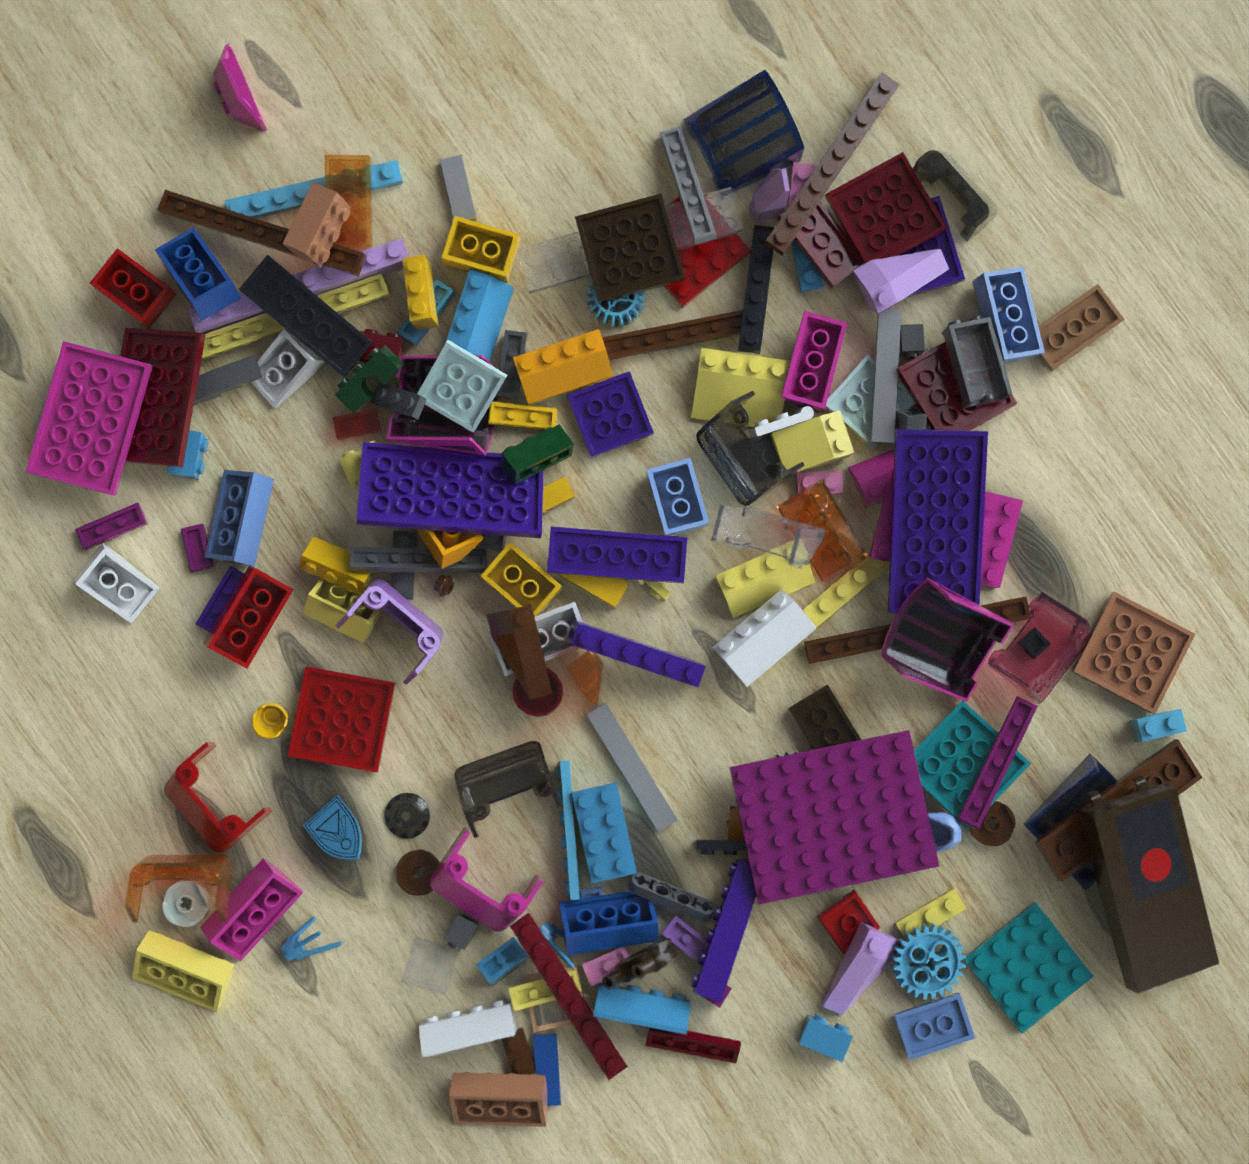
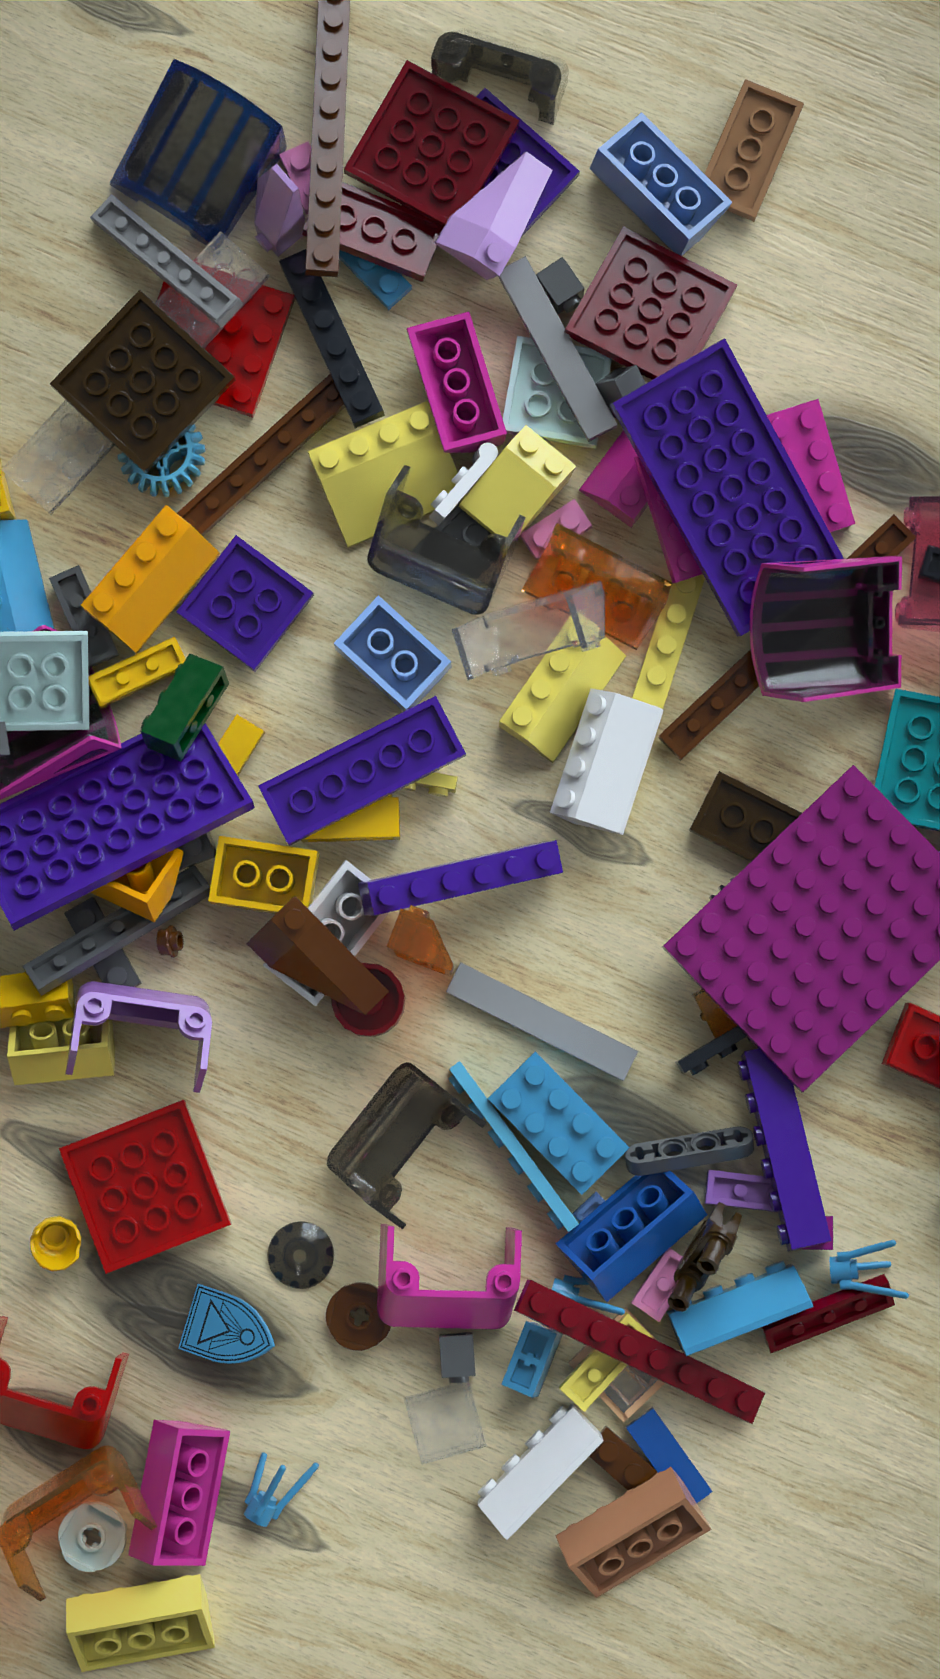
camera: 30 degrees left, 0 degrees up
(719, 1024) = (845, 1269): none -> dark azure plant
(977, 361) = (657, 263): door -> none

